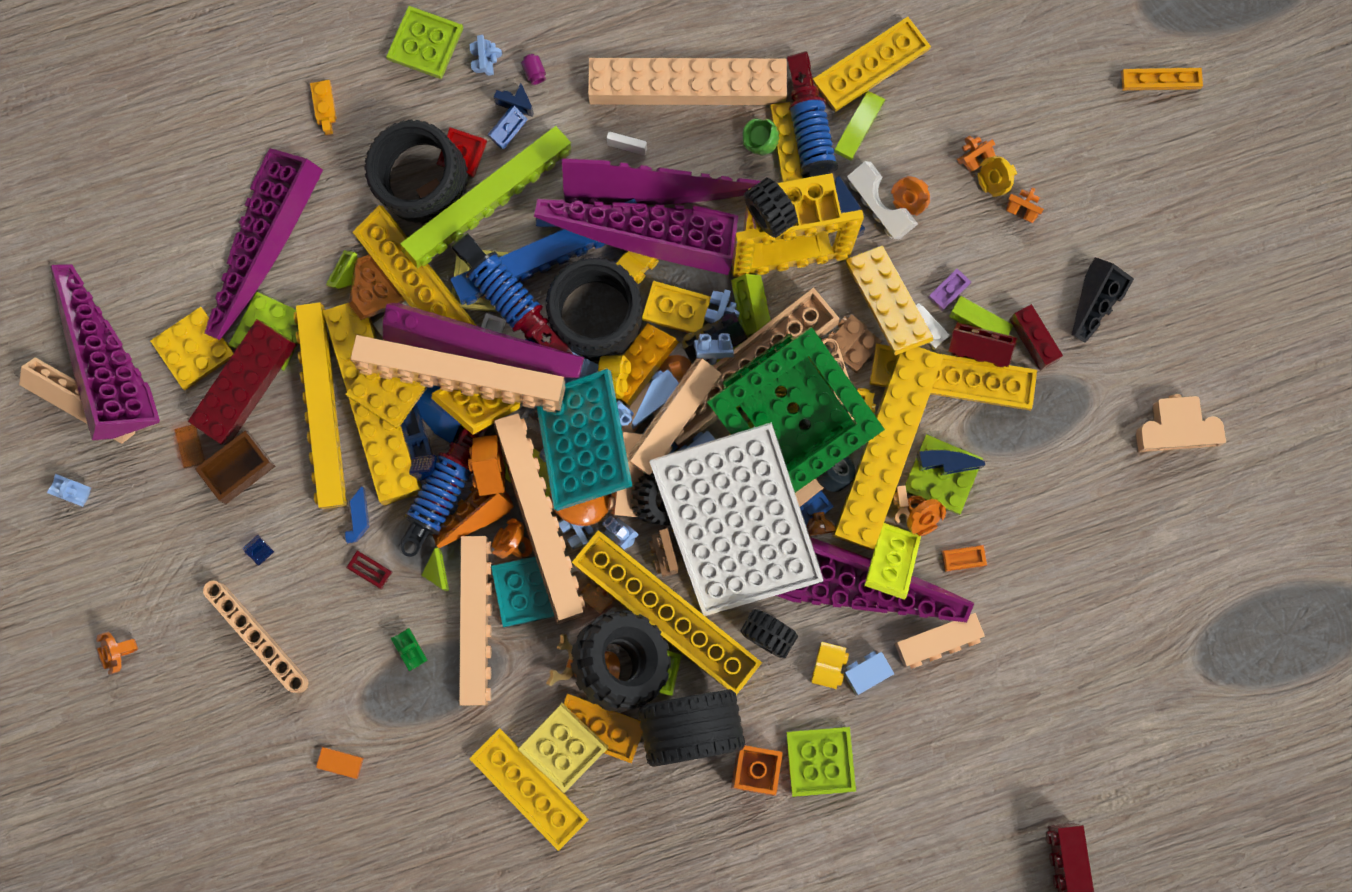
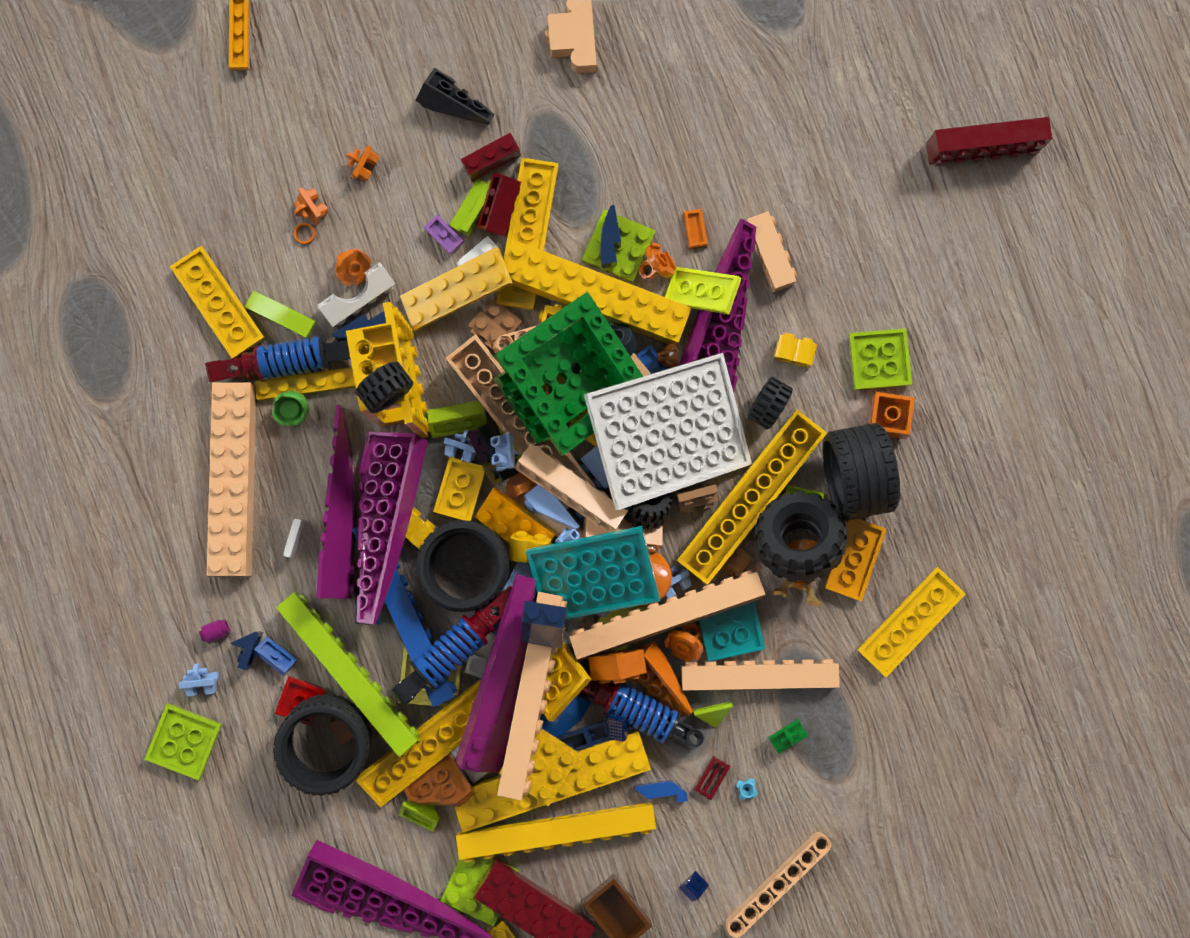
camera: 90 degrees left, 5 degrees up
(324, 105) = (247, 842): light orange hinge -> none
(339, 762) = (891, 798): orange tile -> none
(352, 611) = (752, 792): none -> medium azure plate
(530, 378) = (543, 624): none -> dark blue slope
(563, 747) = (875, 590): light yellow plate -> none
(619, 532) = (676, 541): light blue hips -> none
(868, 673) = (801, 315): light blue brick -> none
(900, 499) = (647, 282): light nougat plate -> none
(947, 140) = (304, 242): none -> orange piece
(996, 176) = (334, 187): yellow tile -> none

